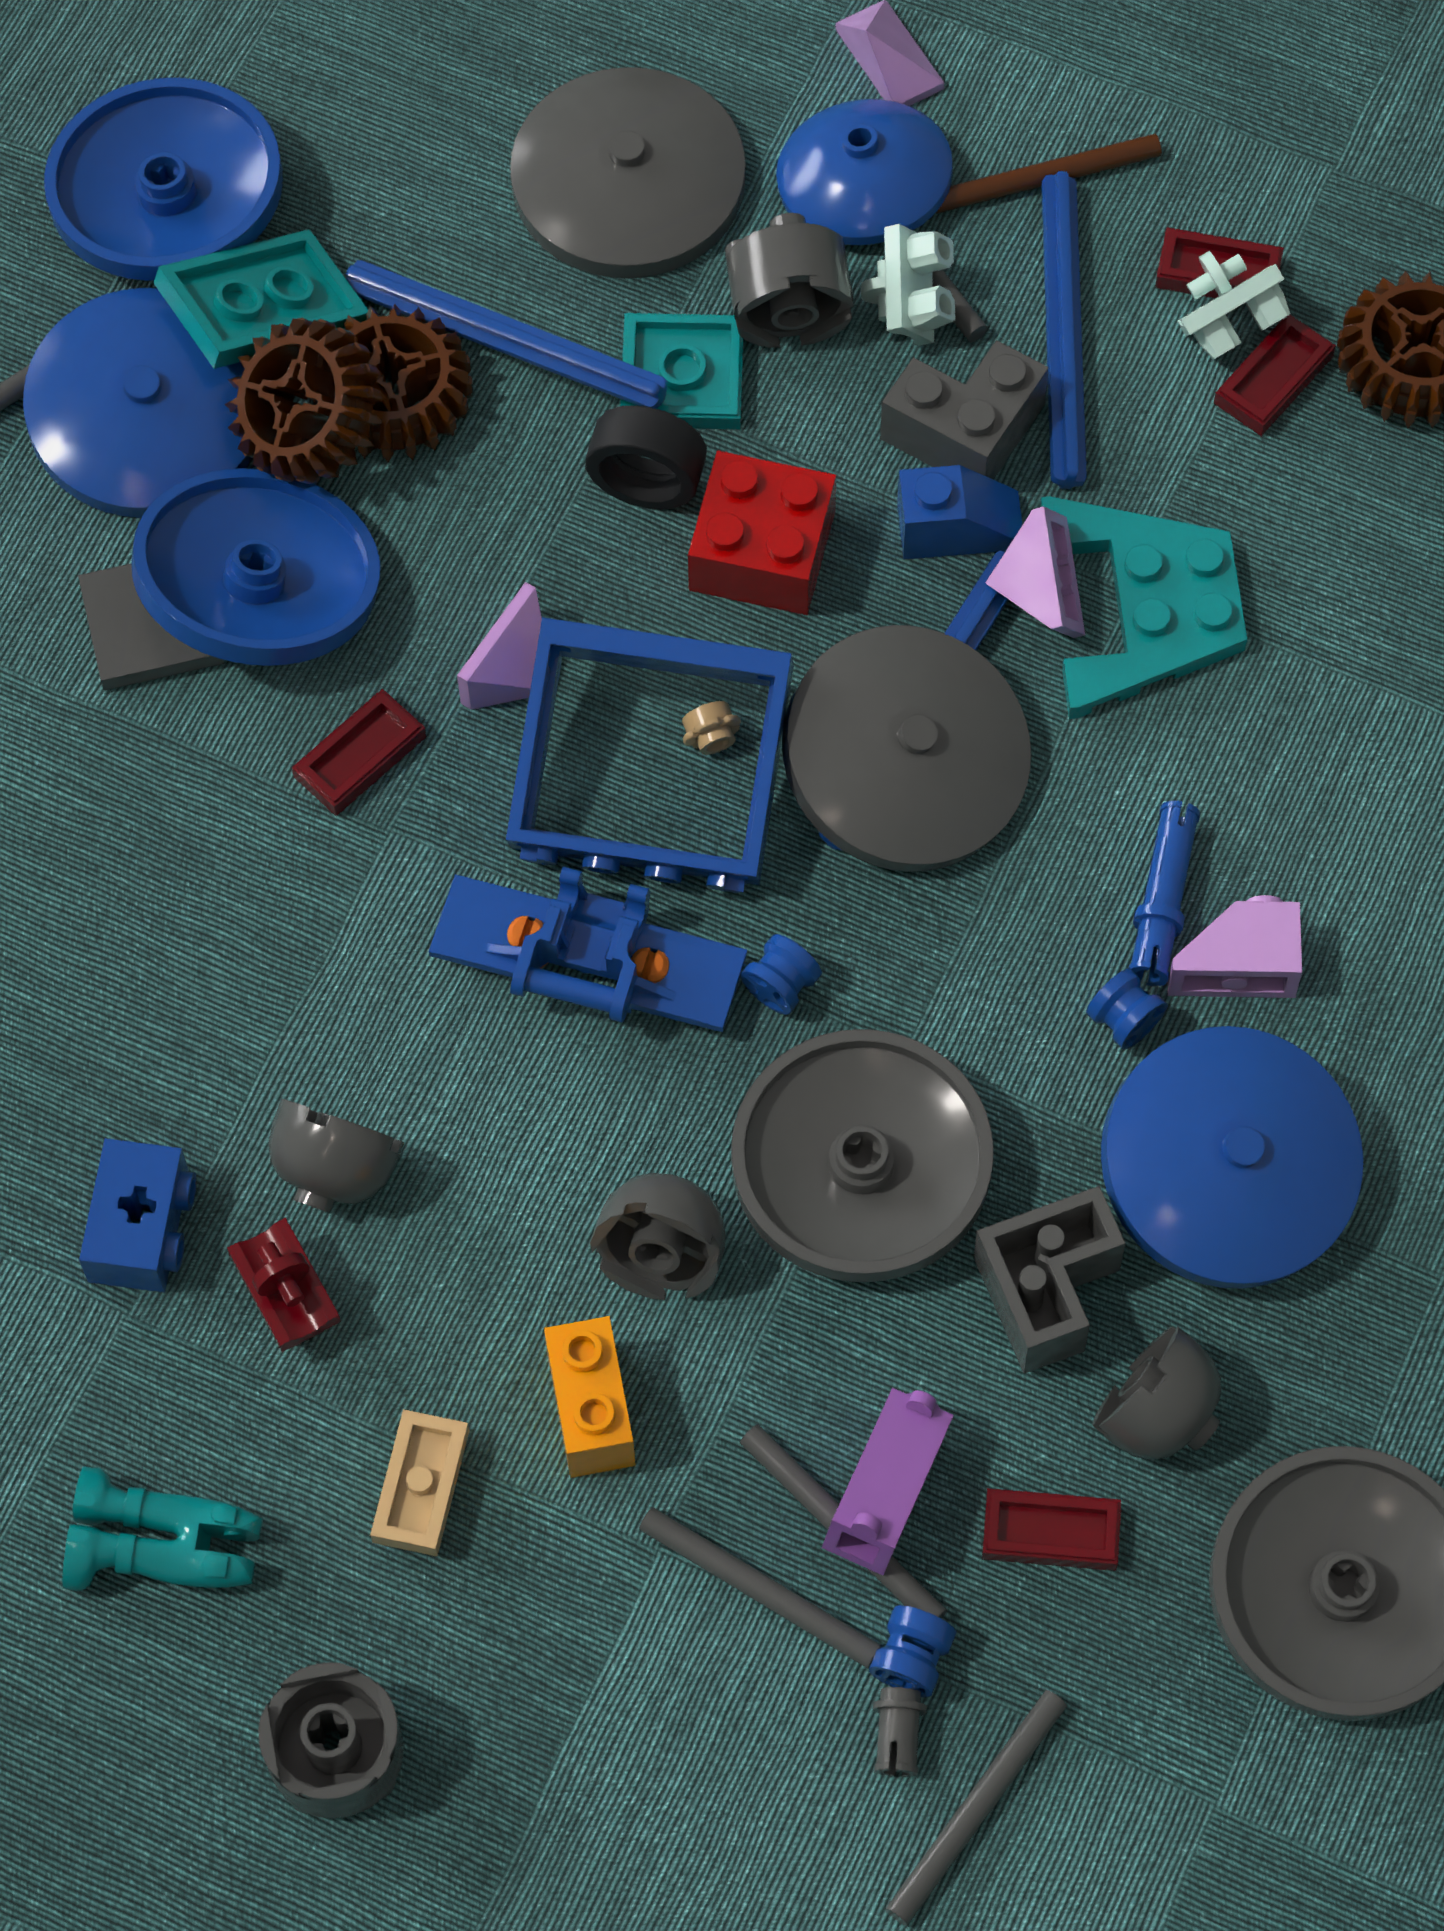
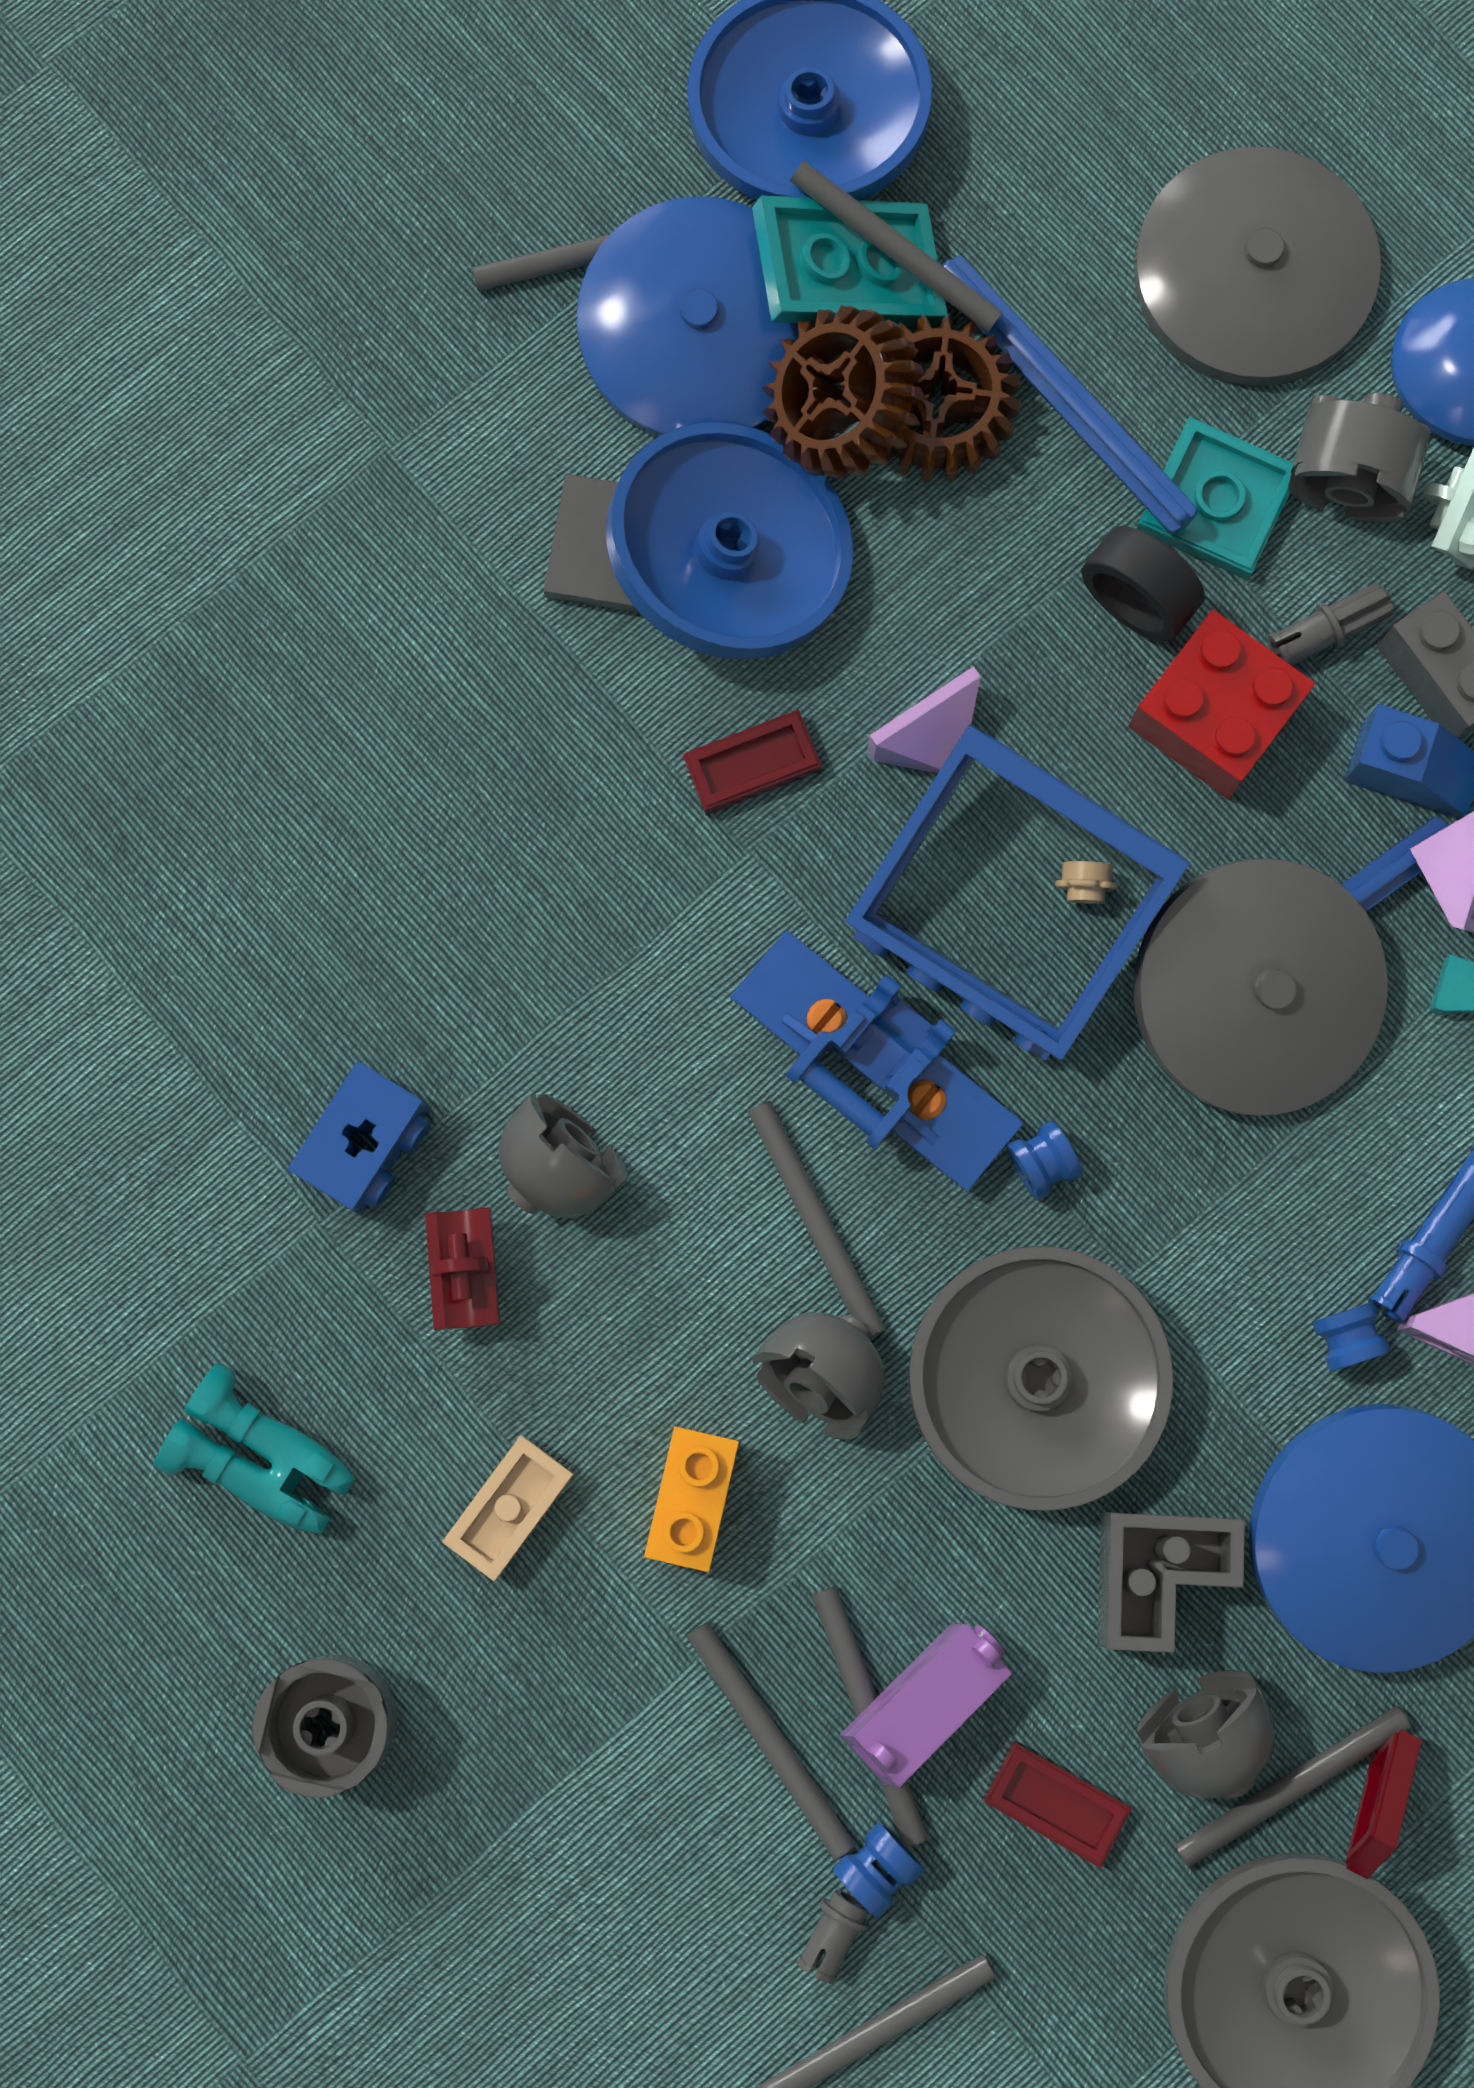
camera: 25 degrees right, 15 degrees up
(298, 266) = (895, 246): none -> dark grey bar
(586, 1108) = (815, 1217): none -> dark grey bar
(832, 430) = (1332, 624): none -> dark grey axle
(1258, 1421) = (1291, 1787): none -> dark grey bar
(1340, 1382) = (1382, 1804): none -> dark red tile

